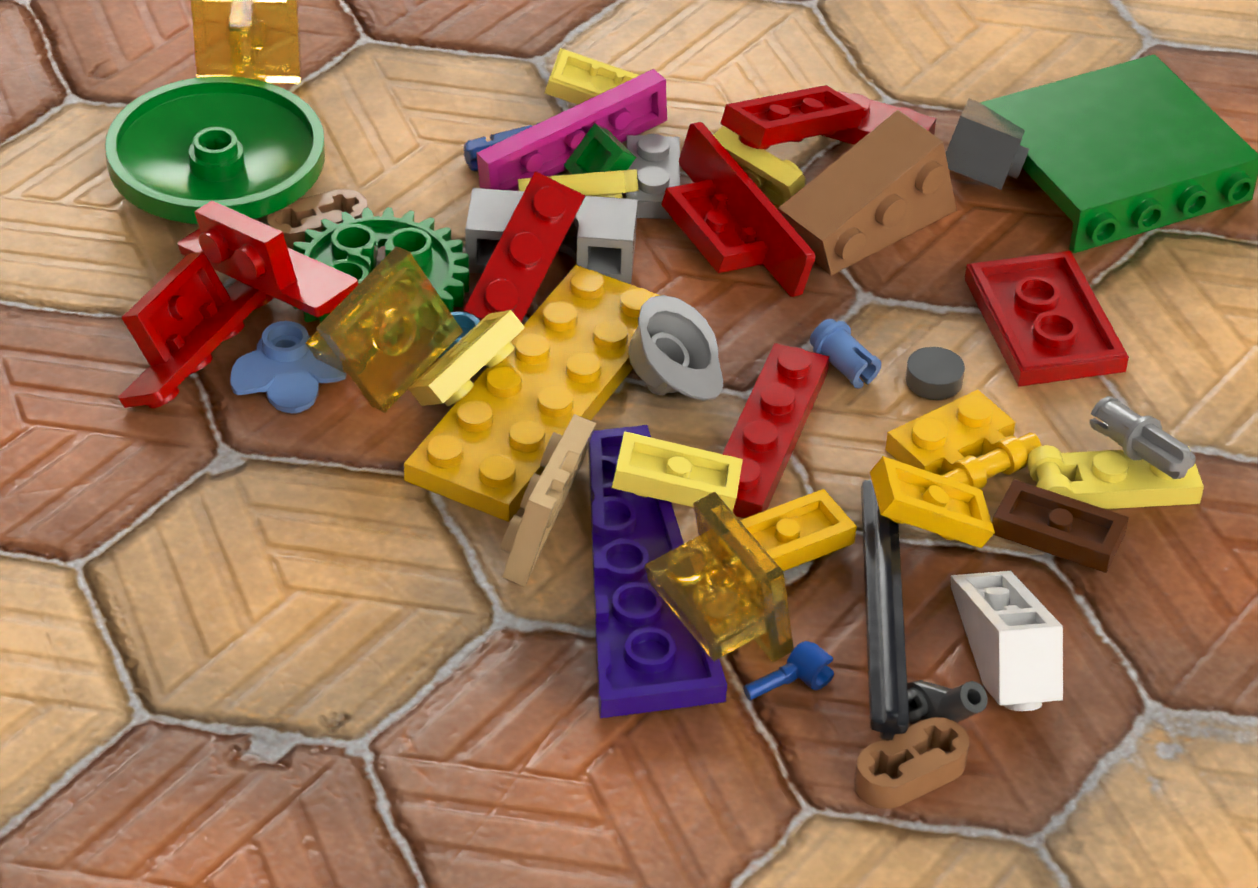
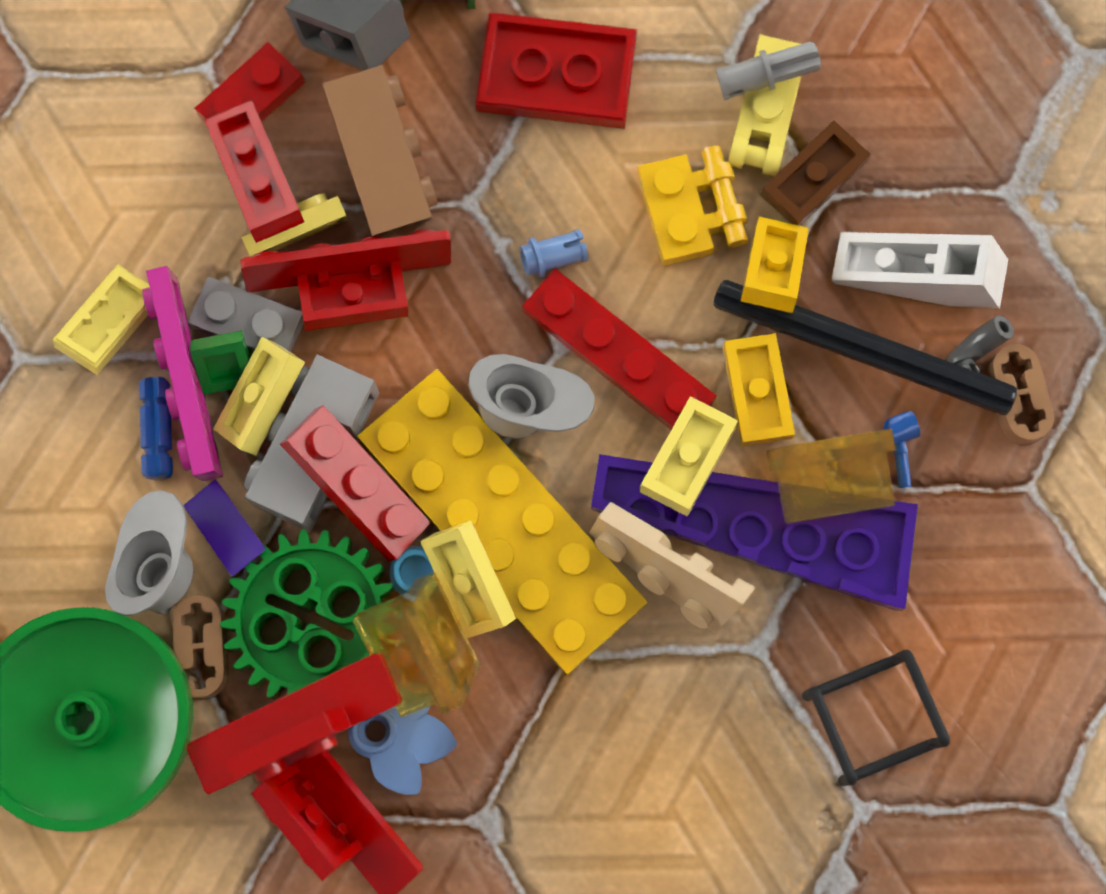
camera: 65 degrees left, 35 degrees up
(381, 167) = (149, 558): none -> light grey piece
(437, 202) = (224, 527): none -> dark purple sticker
(508, 703) = (850, 775): none -> black piece
(935, 373) = (596, 189): dark grey tile -> none

